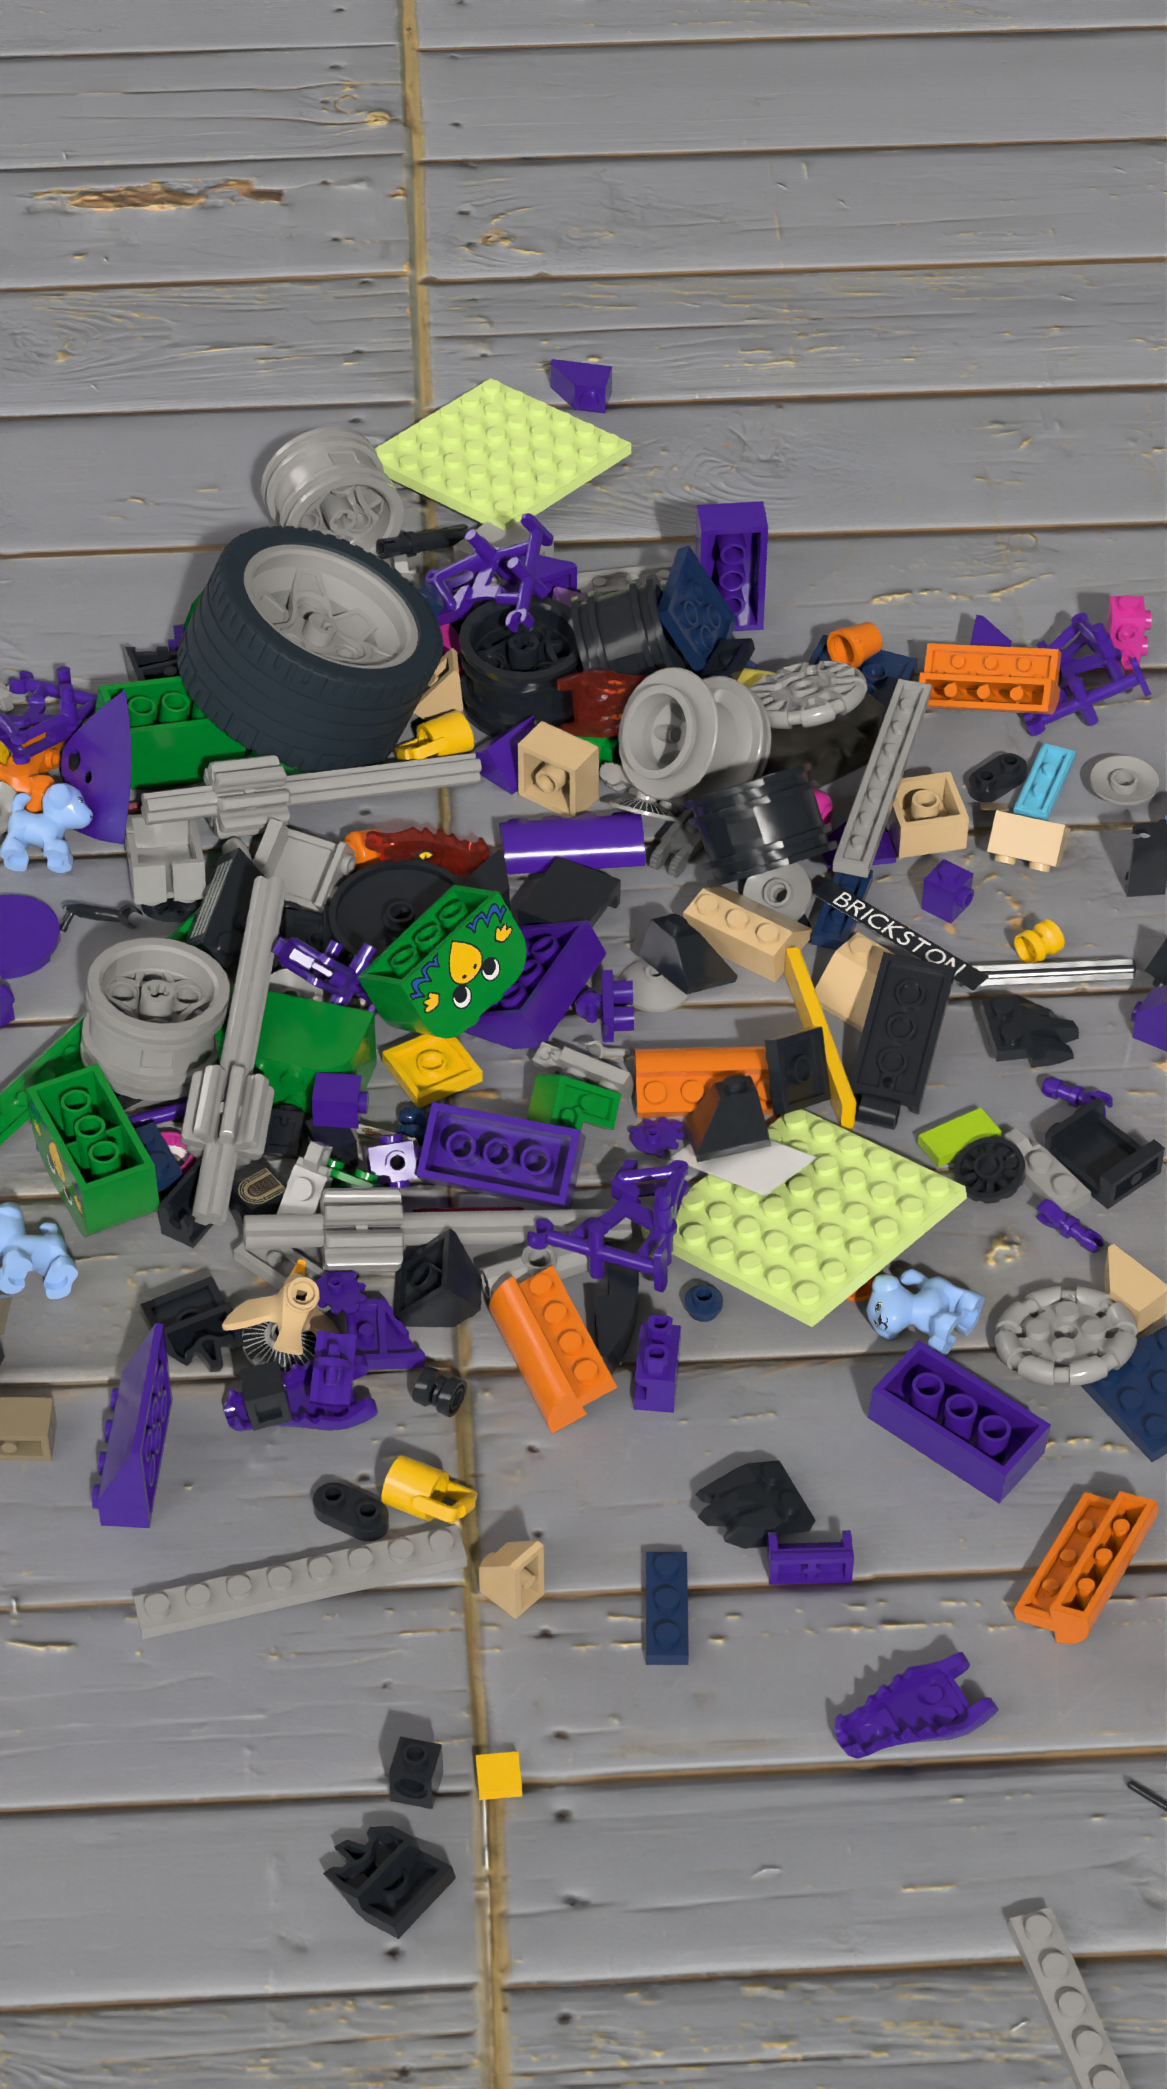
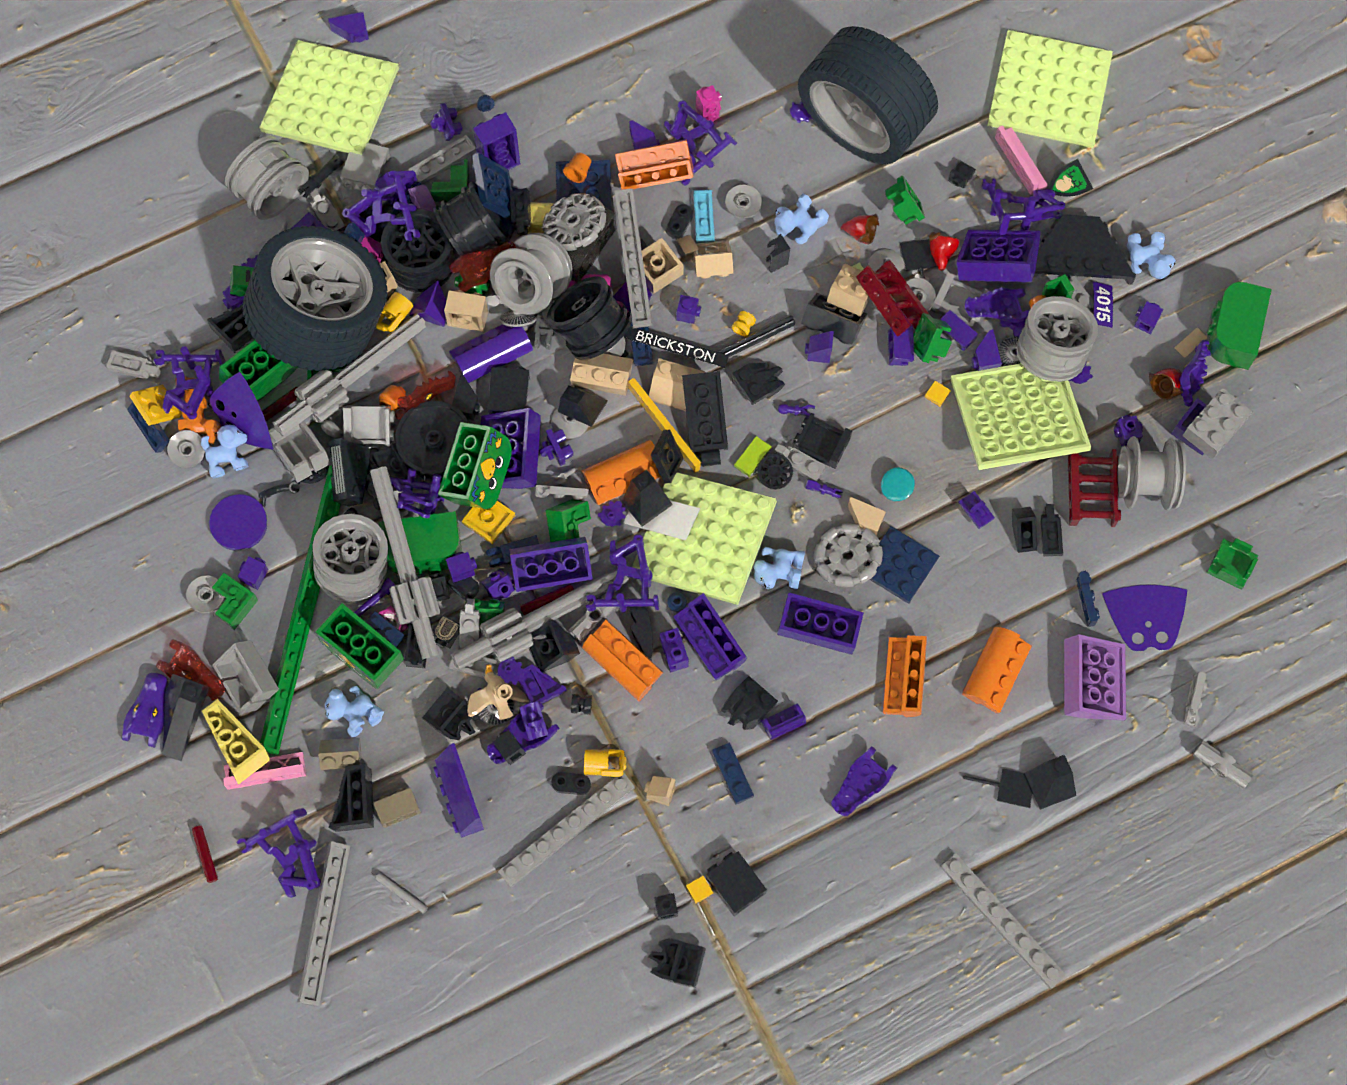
camera: 25 degrees left, 25 degrees up
(576, 1787) = (736, 882): none -> black panel
(667, 535) = (443, 122): none -> dark purple hips
(737, 1372) = (710, 637): none -> dark purple brick

